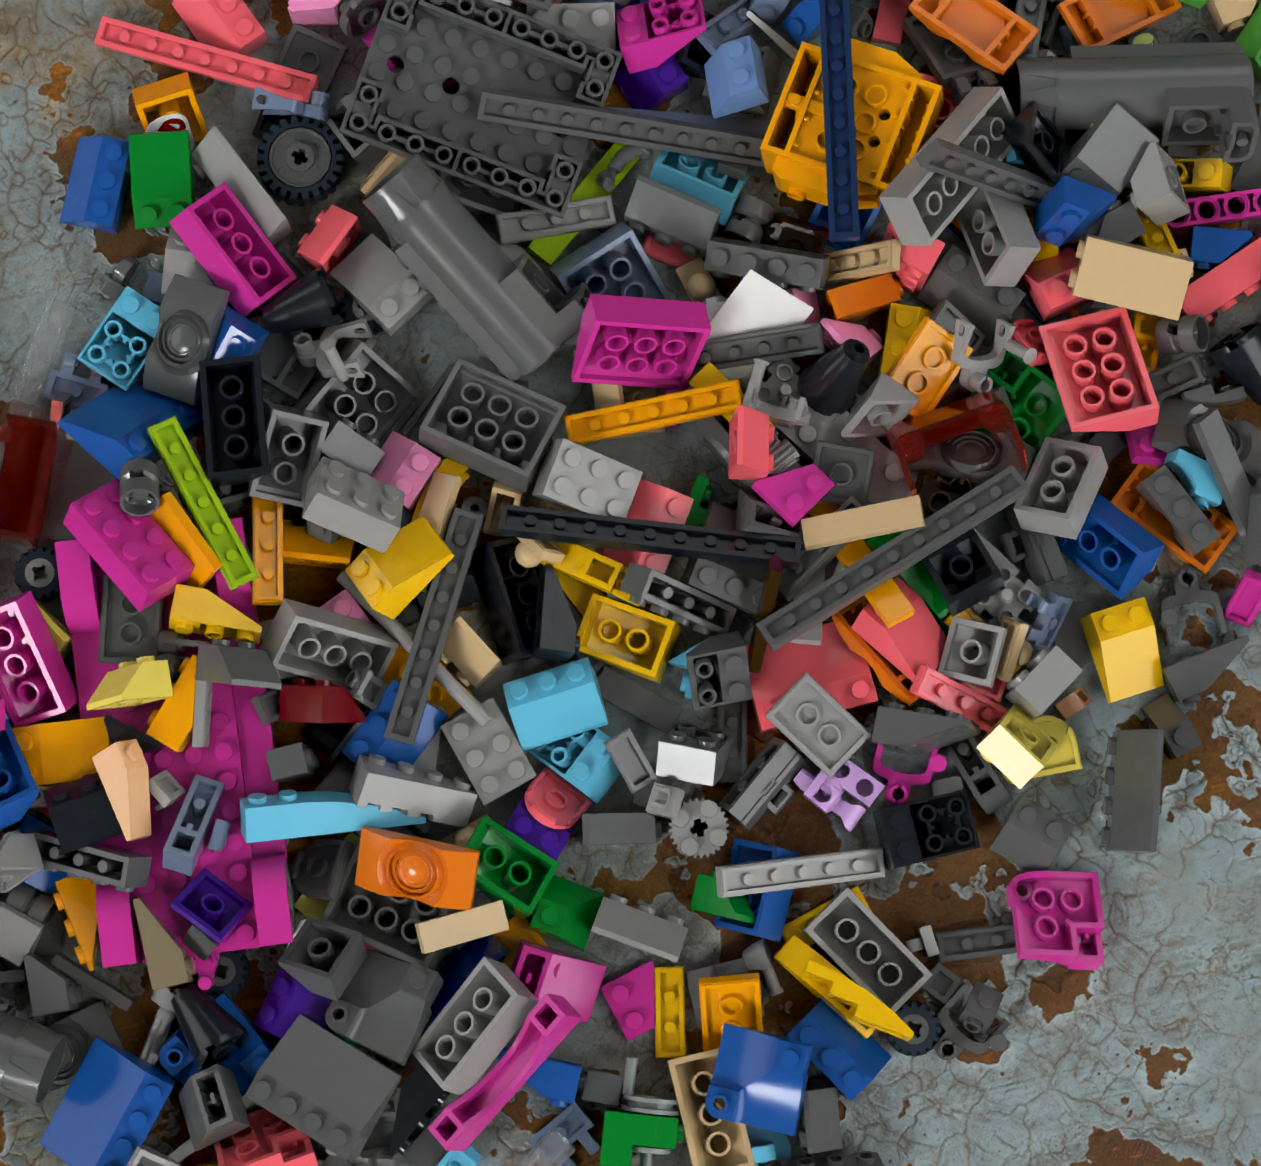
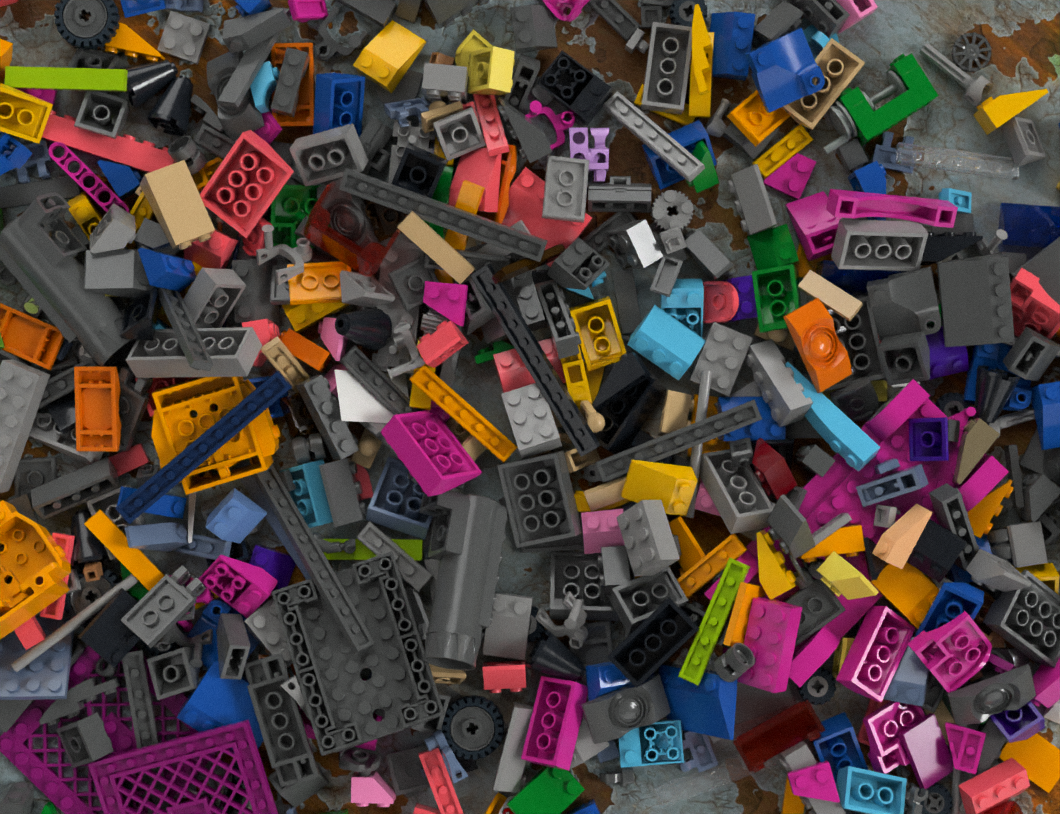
camera: 125 degrees left, 5 degrees up
(60, 407) = (719, 748): dark grey tile -> none

